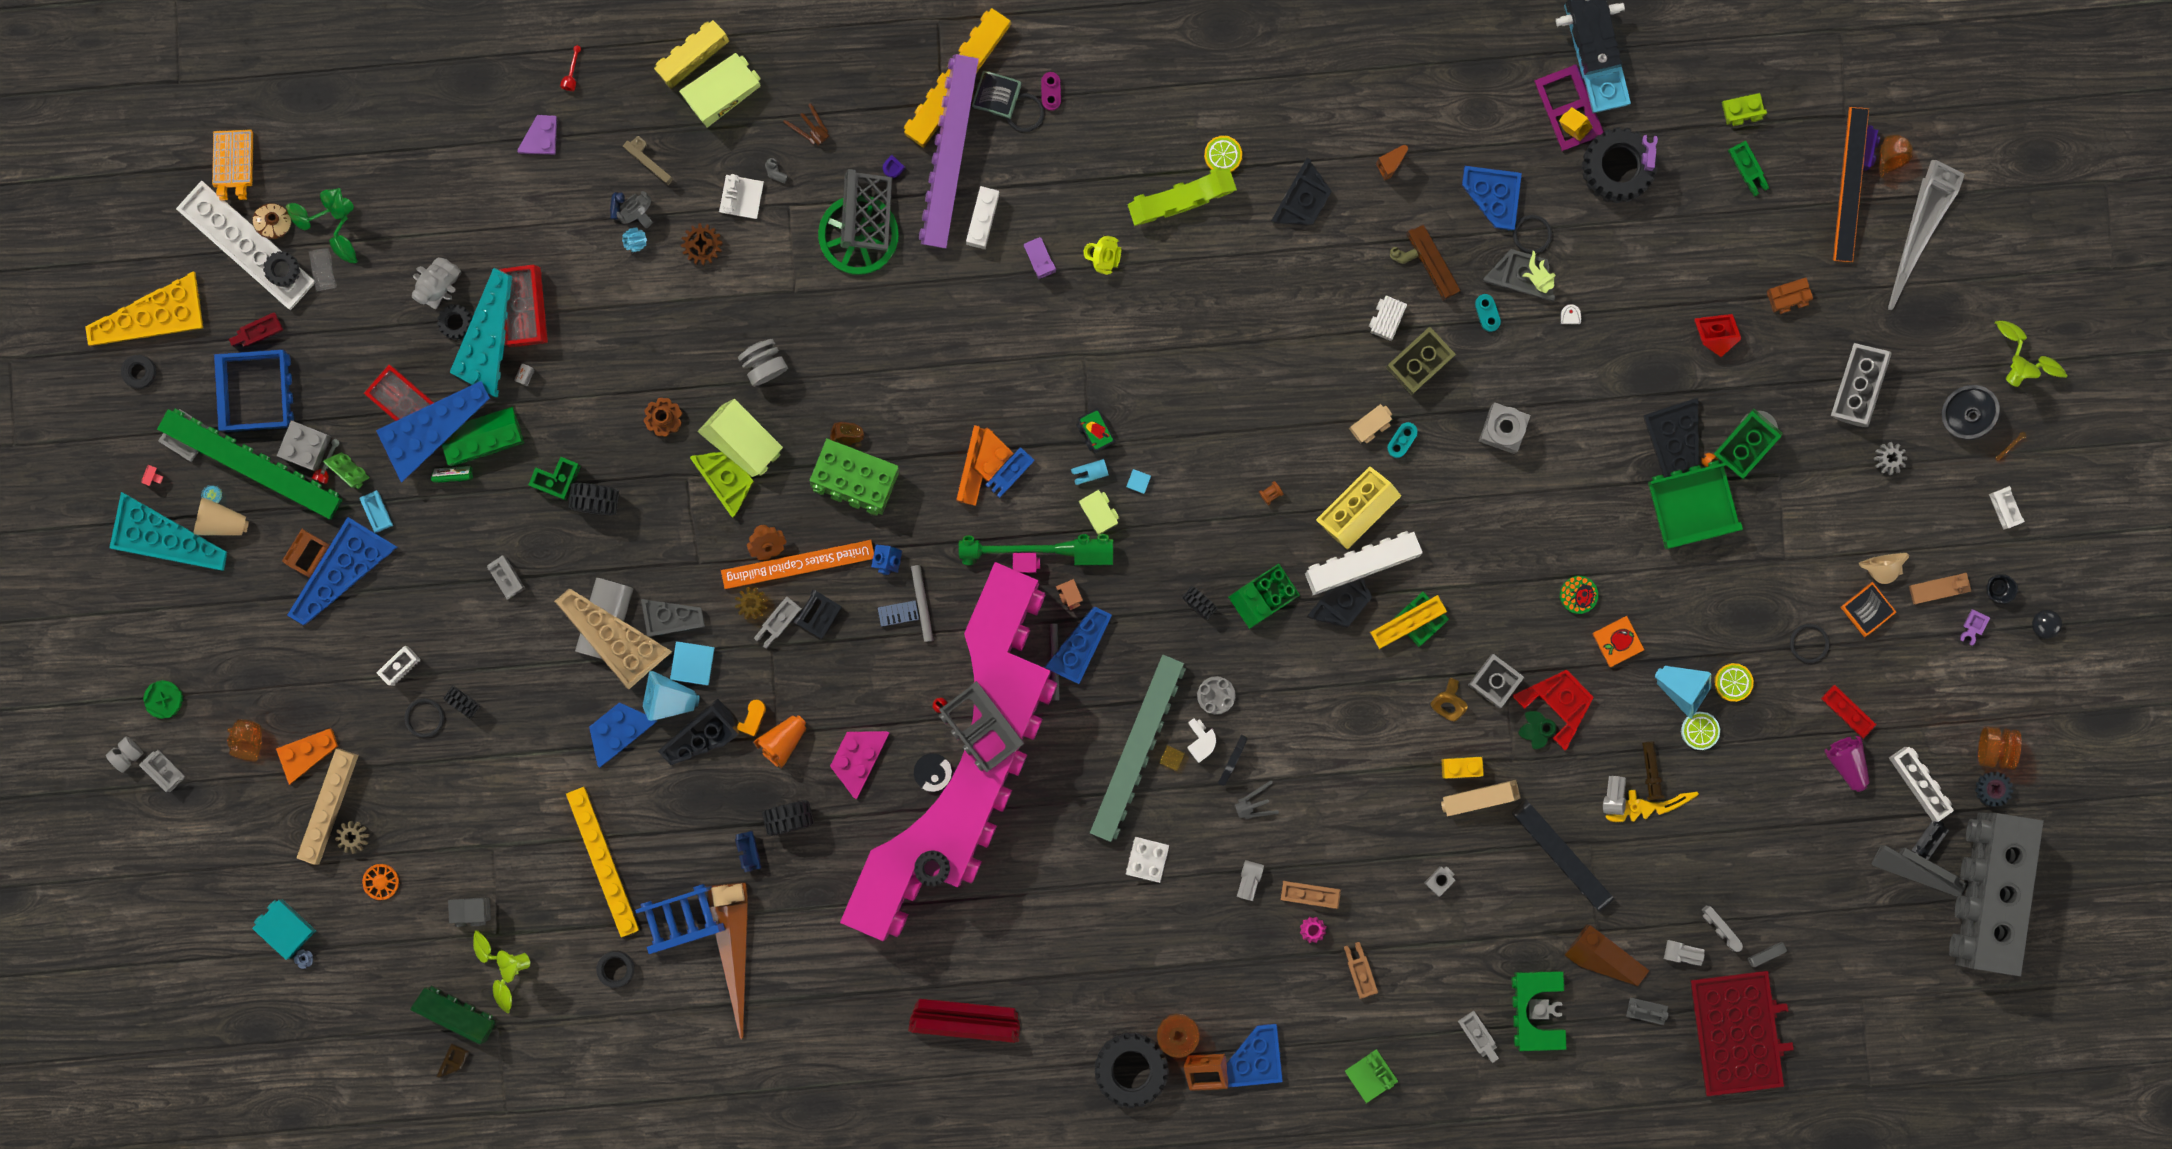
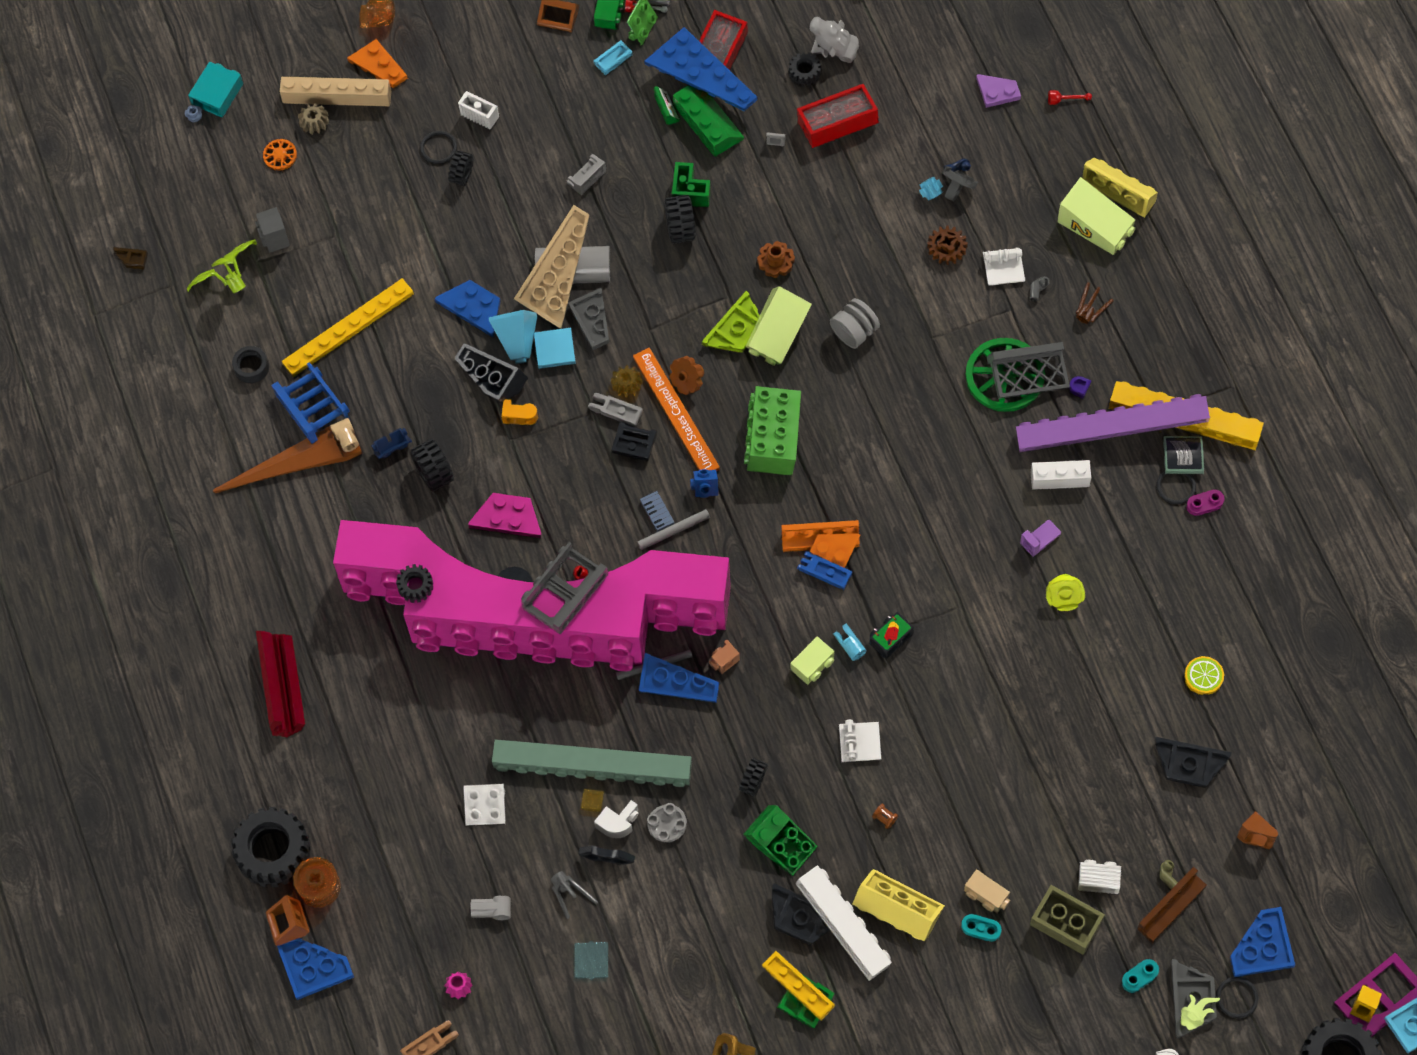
camera: 75 degrees right, 20 degrees down
(344, 563) = (559, 45): blue wing -> none
(453, 1014) = (172, 242): dark green slope -> none
(485, 338) = (800, 92): teal wing -> none
(636, 148) = (1014, 166): dark tan hinge -> none
(781, 740) = (504, 441): orange cone -> none
(846, 433) = (813, 416): reddish brown rock -> none
(1026, 562) = (741, 608): dark pink brick -> none
(1084, 550) = (770, 654): green bar -> none
(1138, 481) = (855, 690): medium azure tile -> none
(1182, 197) = (1145, 646): lime brick -> none
(1190, 493) = (859, 741): none -> white hinge
(1310, 894) = (493, 971): medium nougat hinge -> none
(1324, 802) = (591, 960): none -> clear light blue piece
(1504, 428) = (1027, 1022): light grey piece -> none

